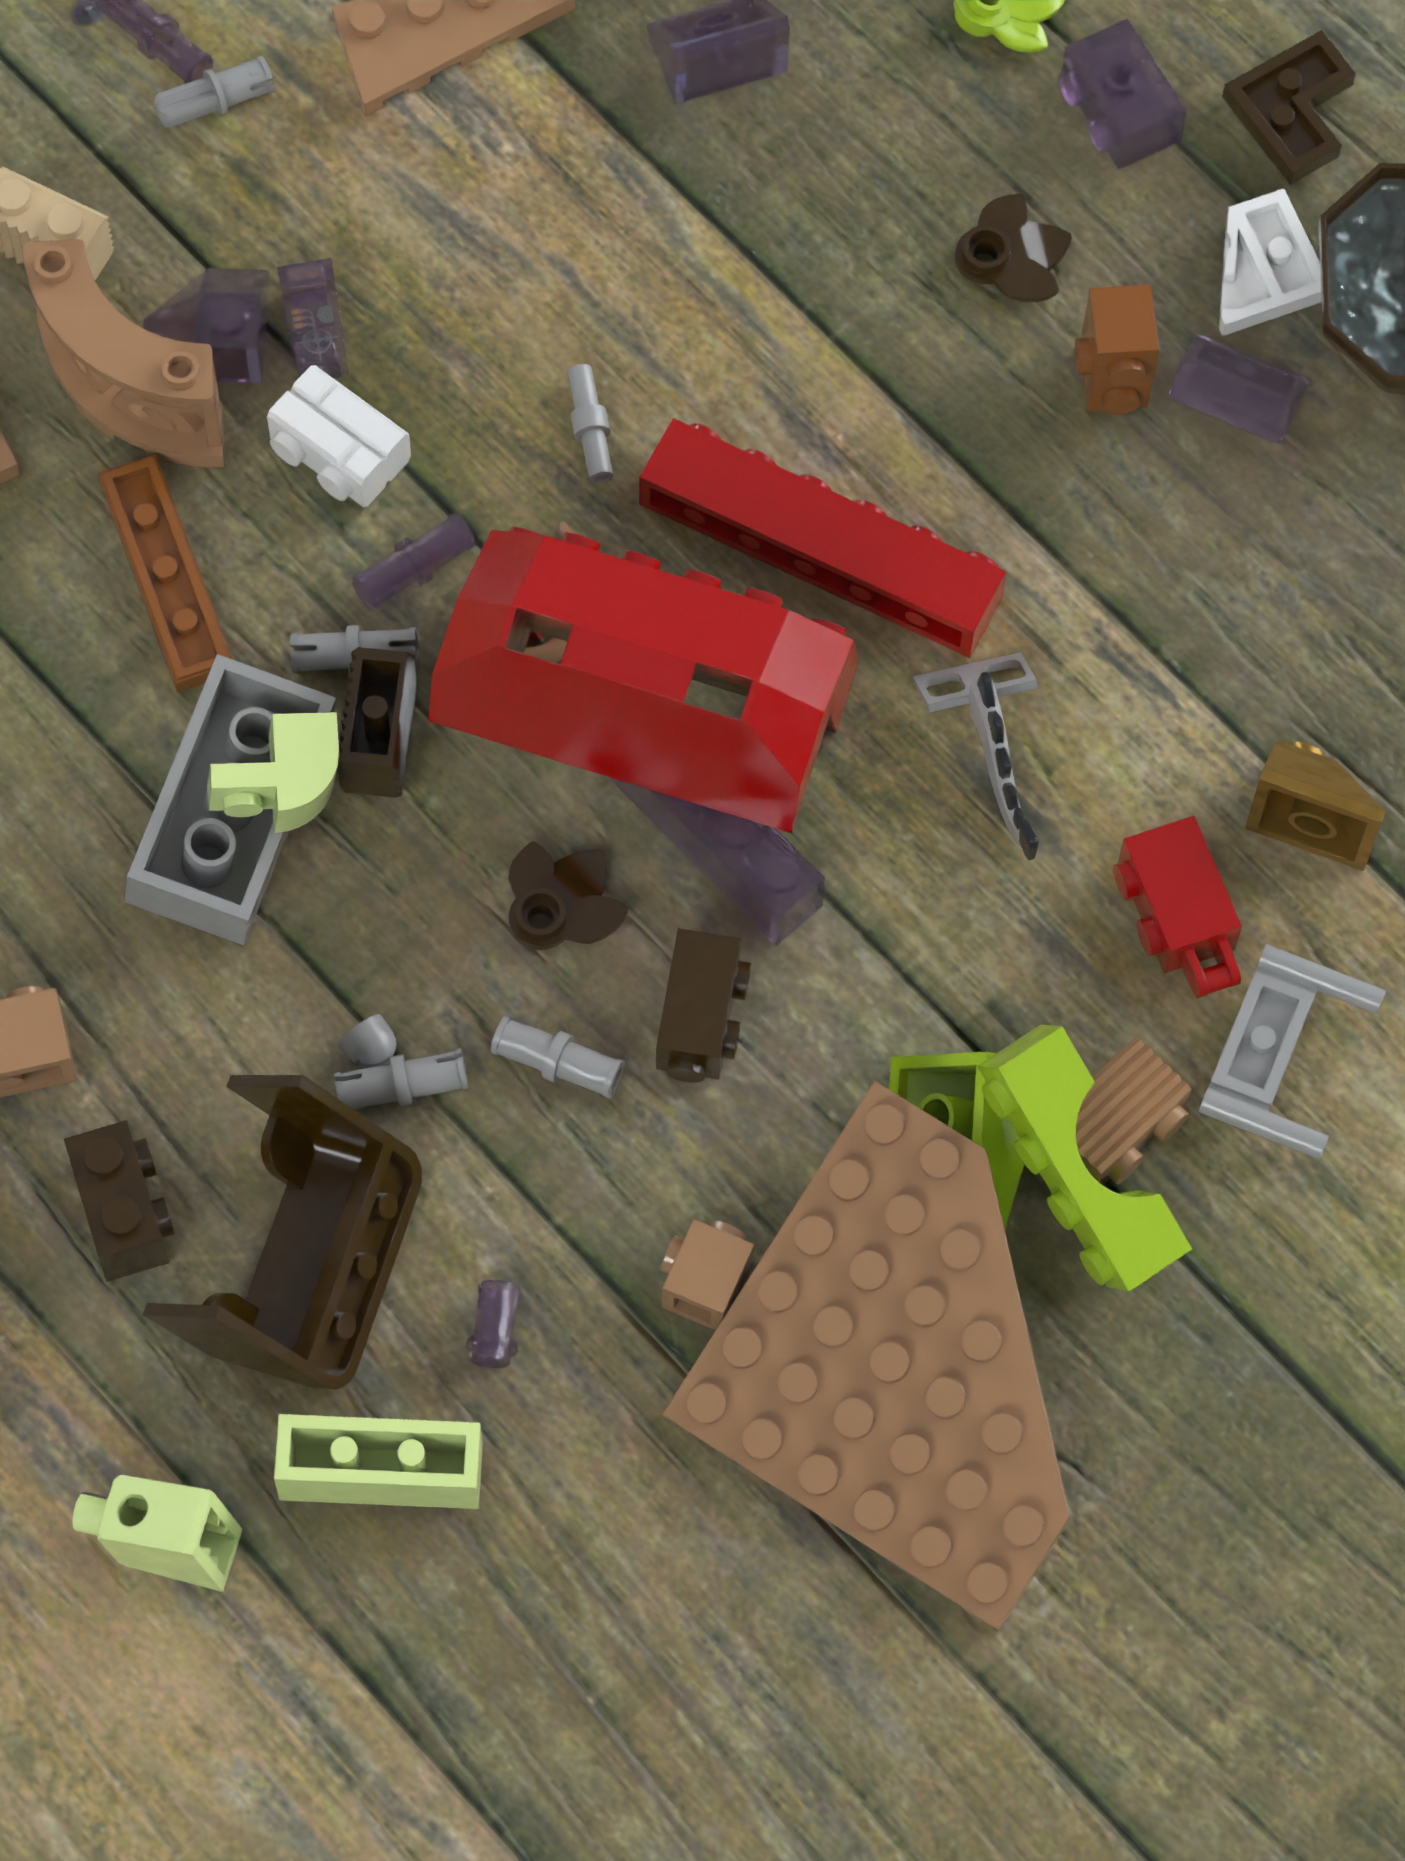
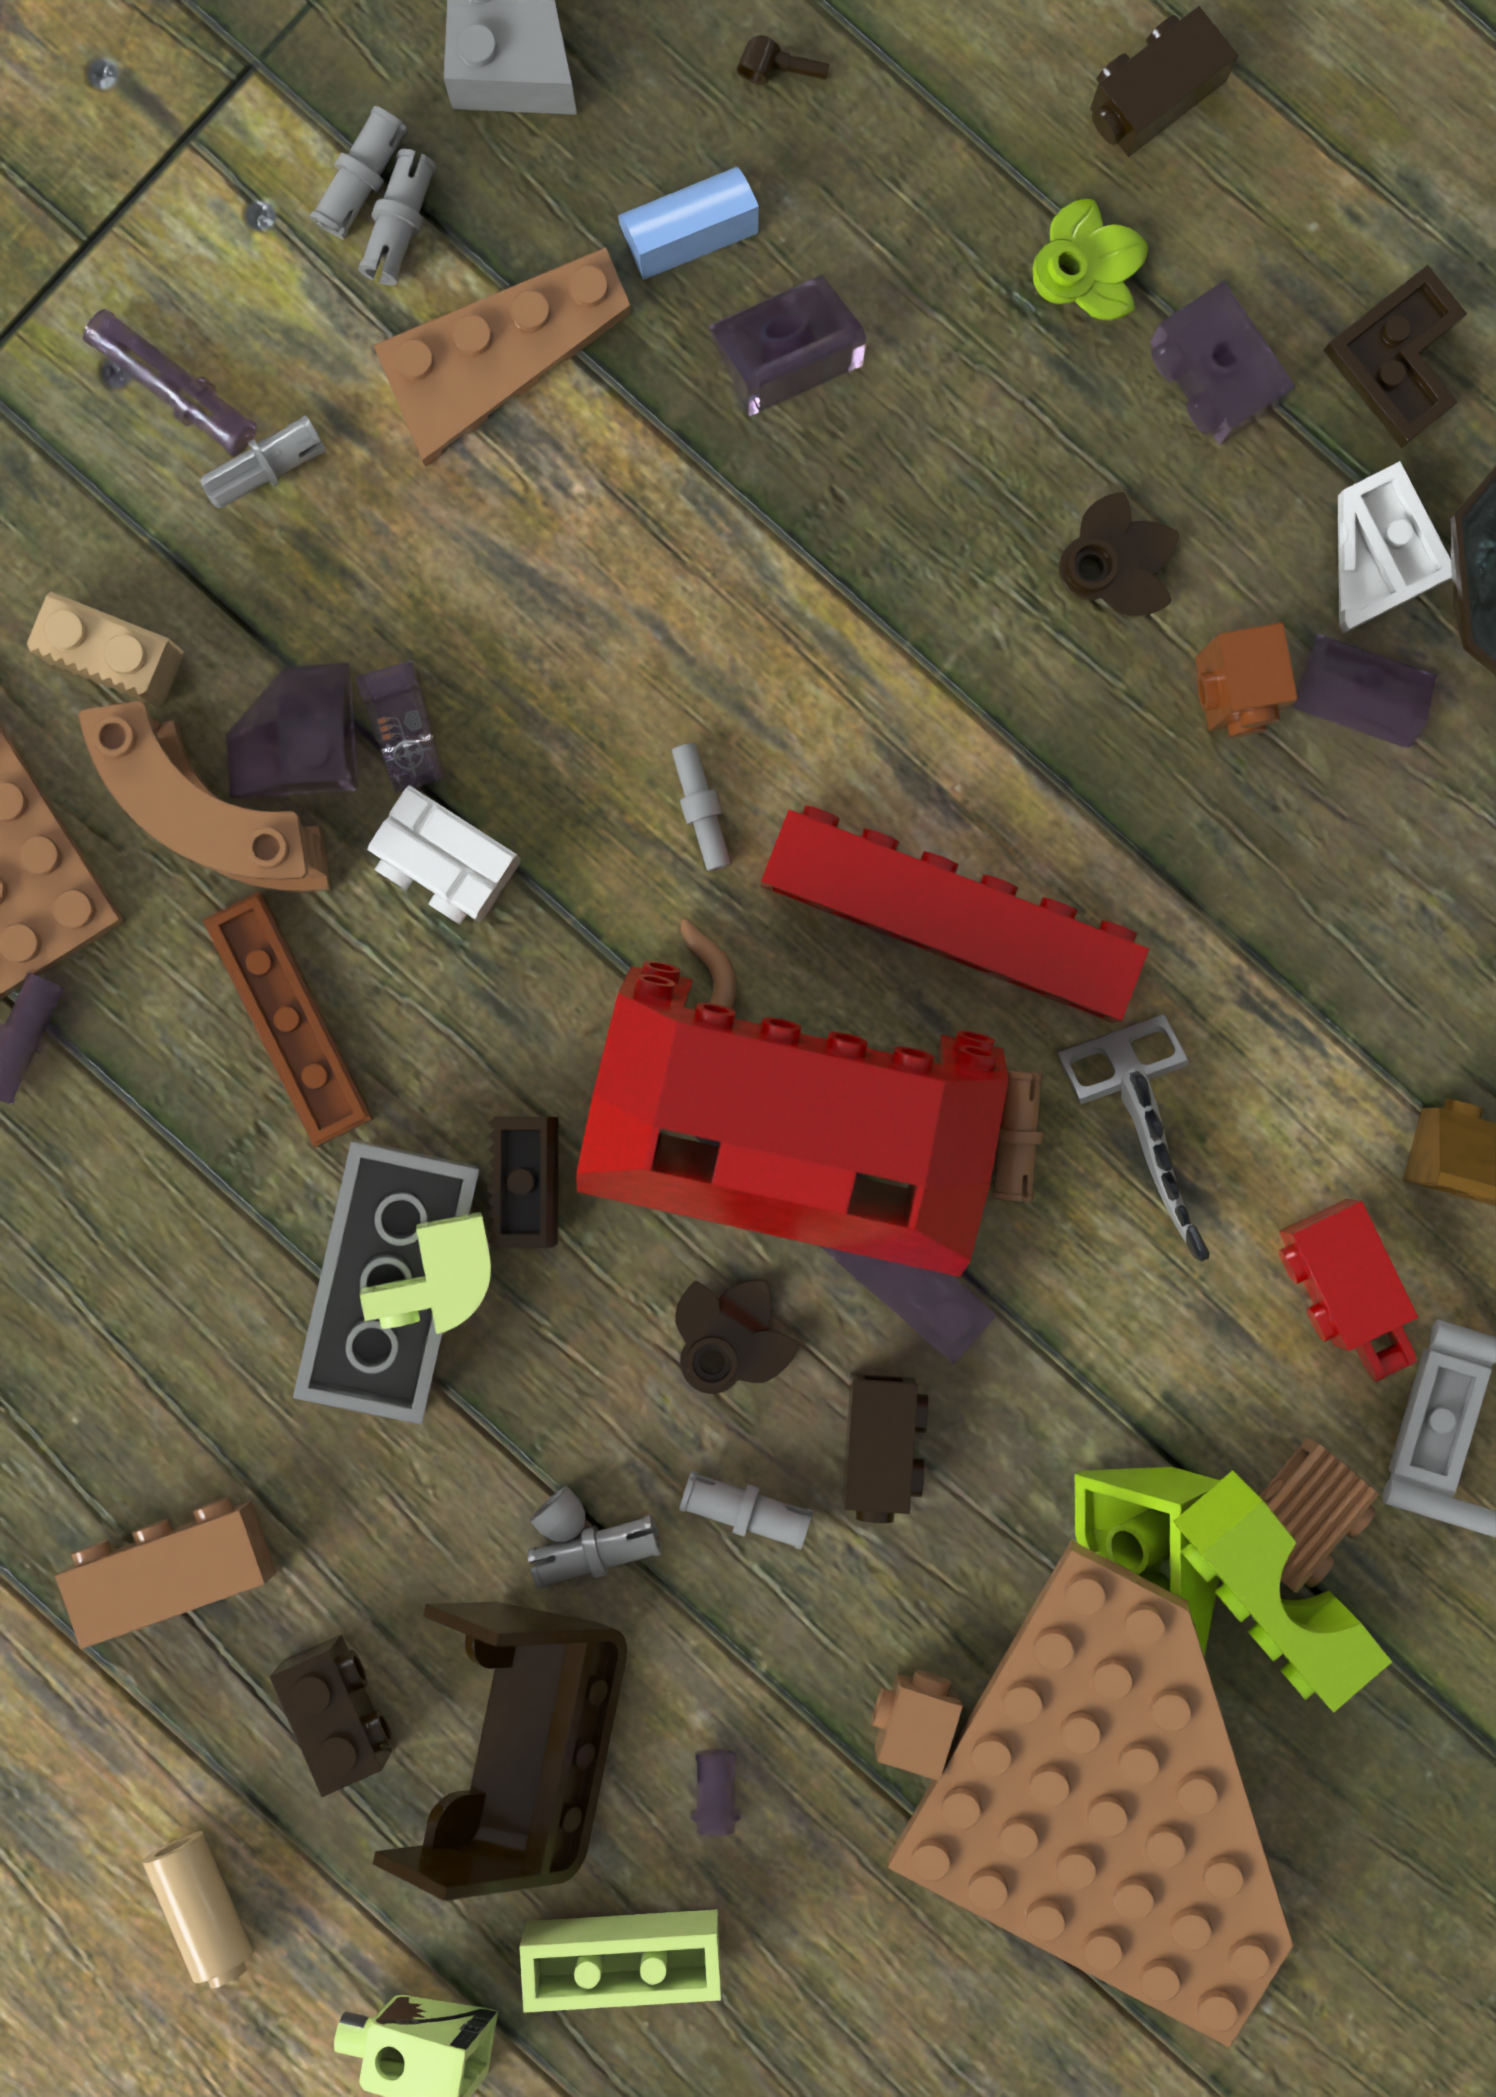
camera: 10 degrees left, 20 degrees up
(334, 650) = (490, 1091): light grey pin -> none
(413, 561) = (538, 985): clear purple pin -> none
(865, 740) = (1018, 1137): none -> medium nougat pin

